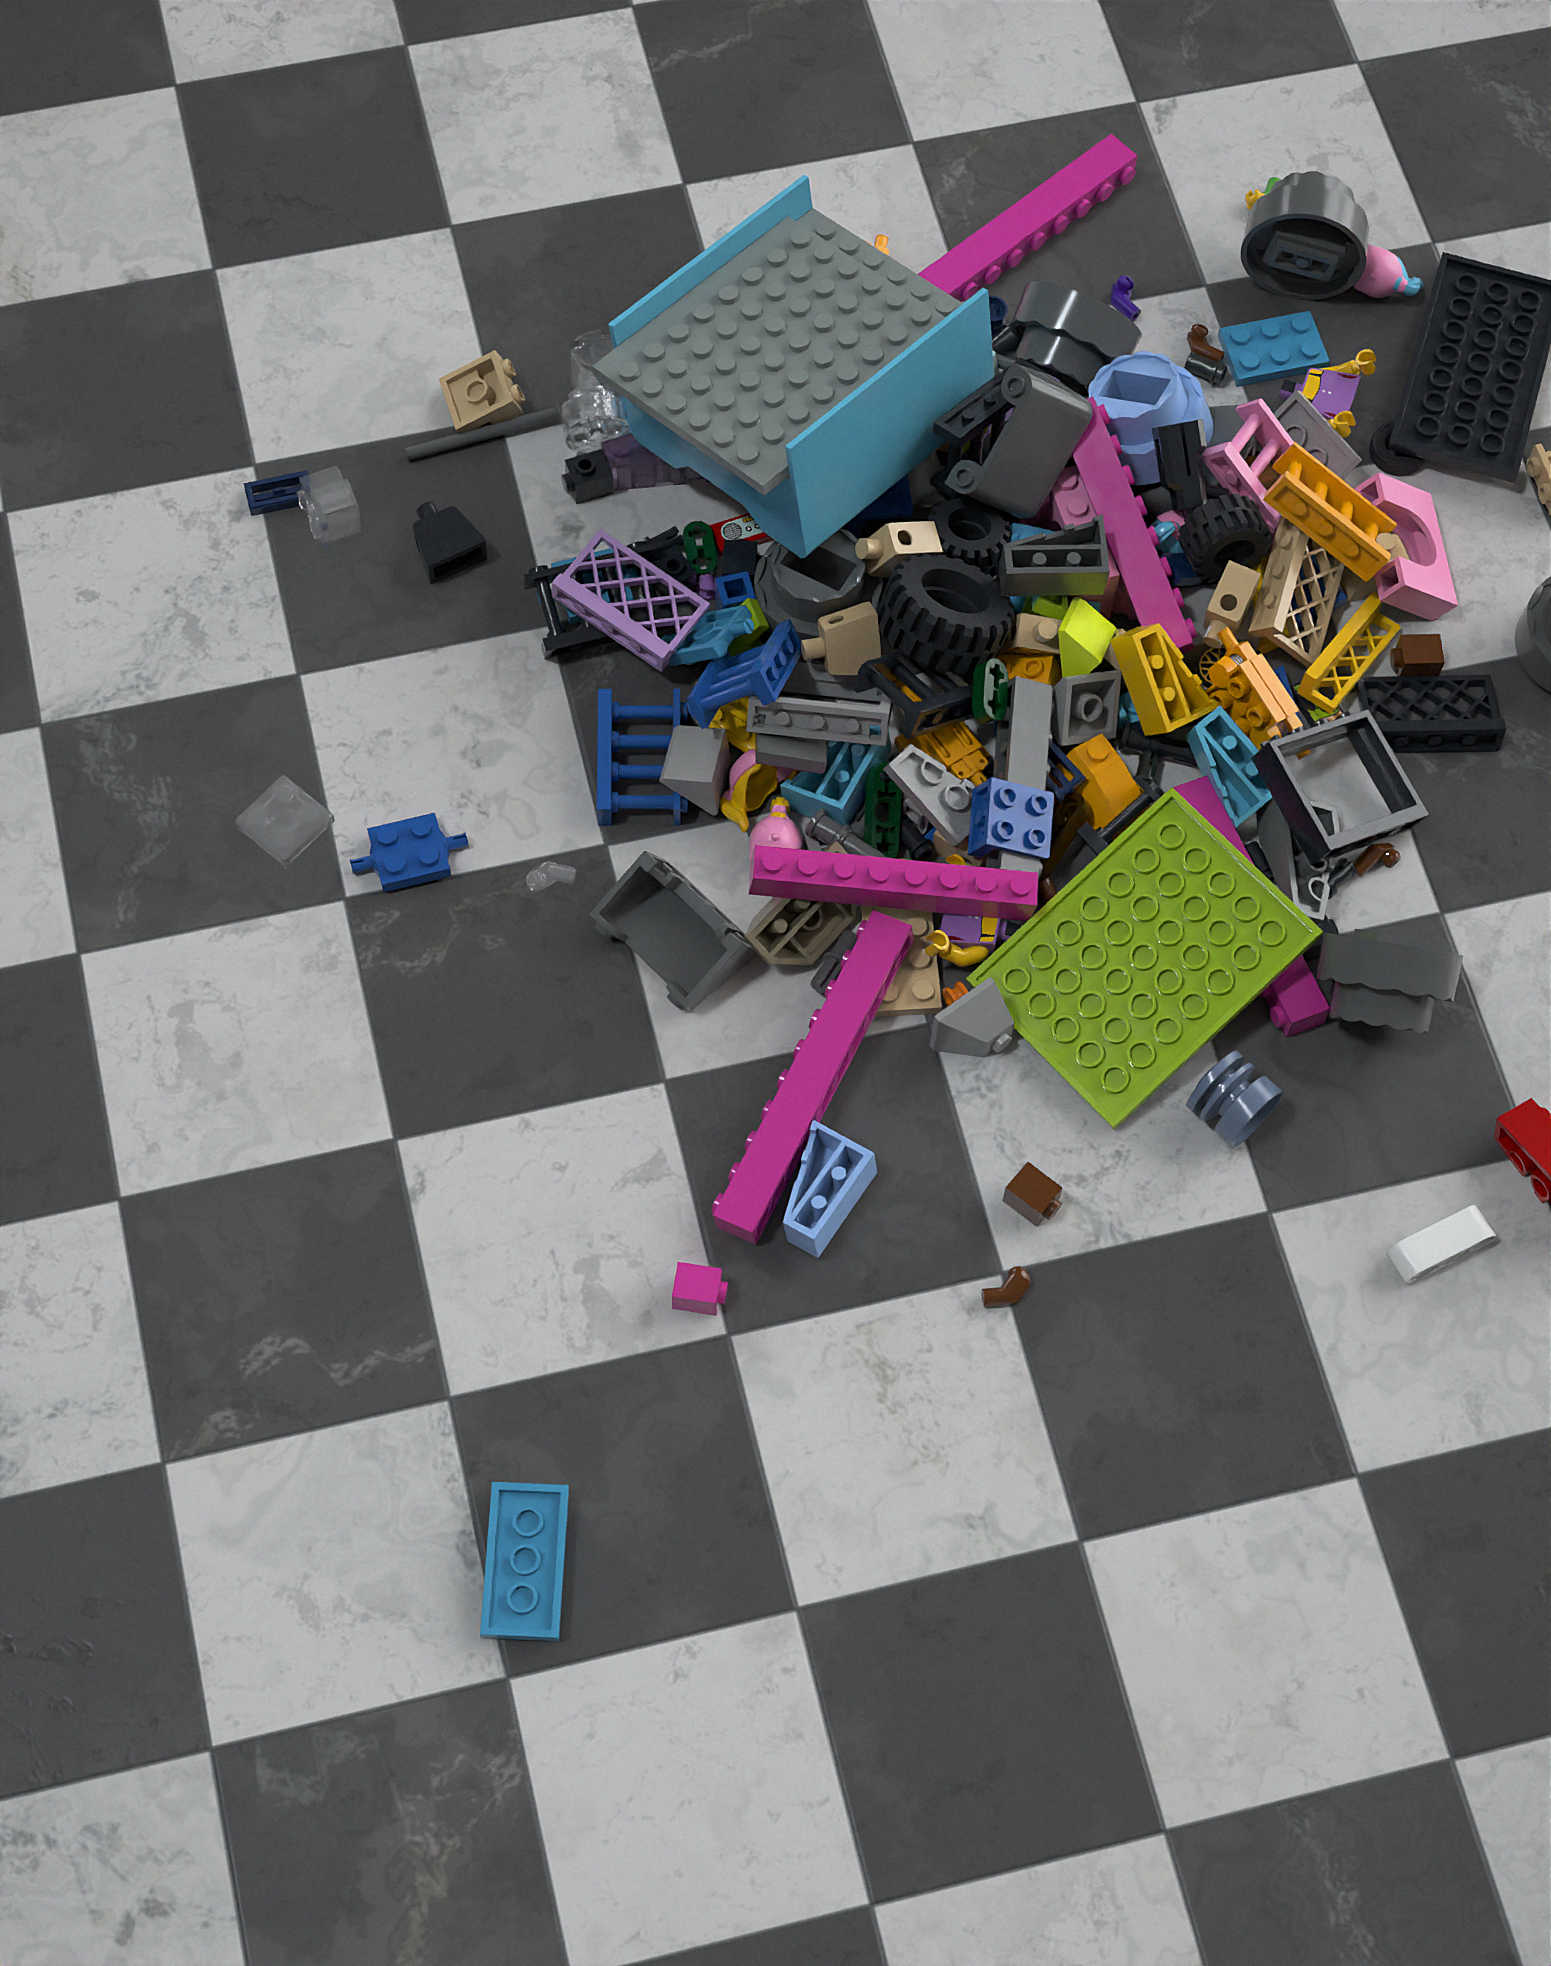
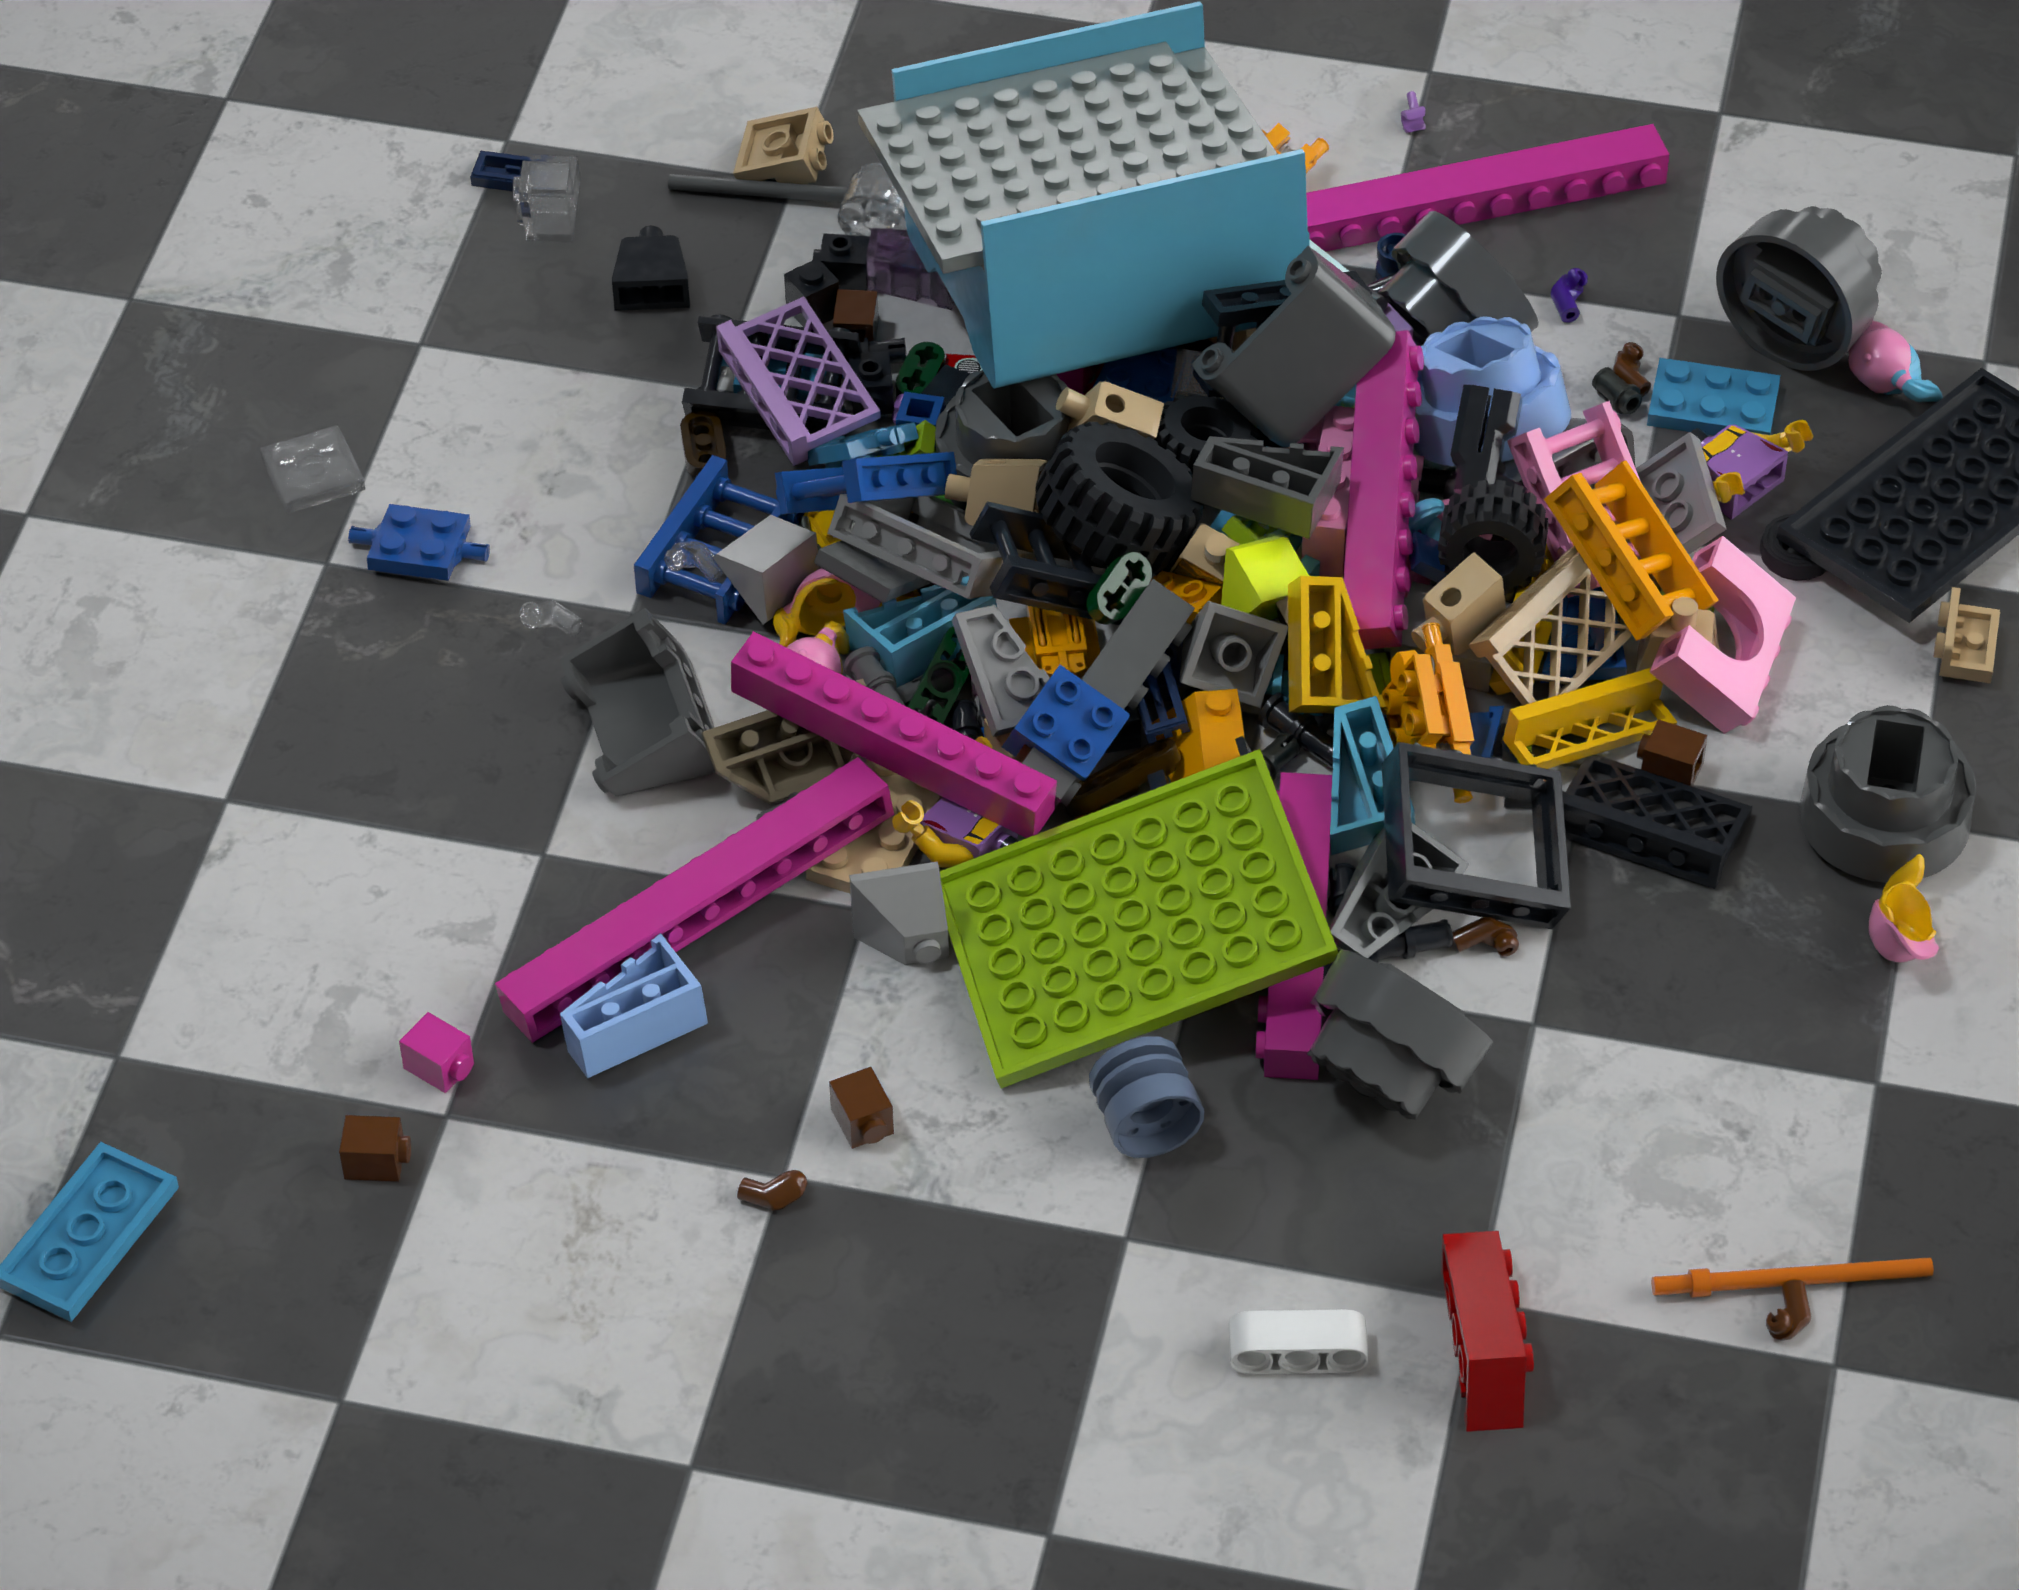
camera: 30 degrees right, 15 degrees down
(578, 681) = (701, 439): none -> dark brown plate
(581, 514) = (816, 285): none -> black brick
(627, 520) = (857, 312): none -> reddish brown brick
(639, 782) = (693, 554): none -> clear arm
(700, 1390) = (373, 1148): none -> reddish brown brick
(928, 186) = (1413, 117): none -> medium lavender hand

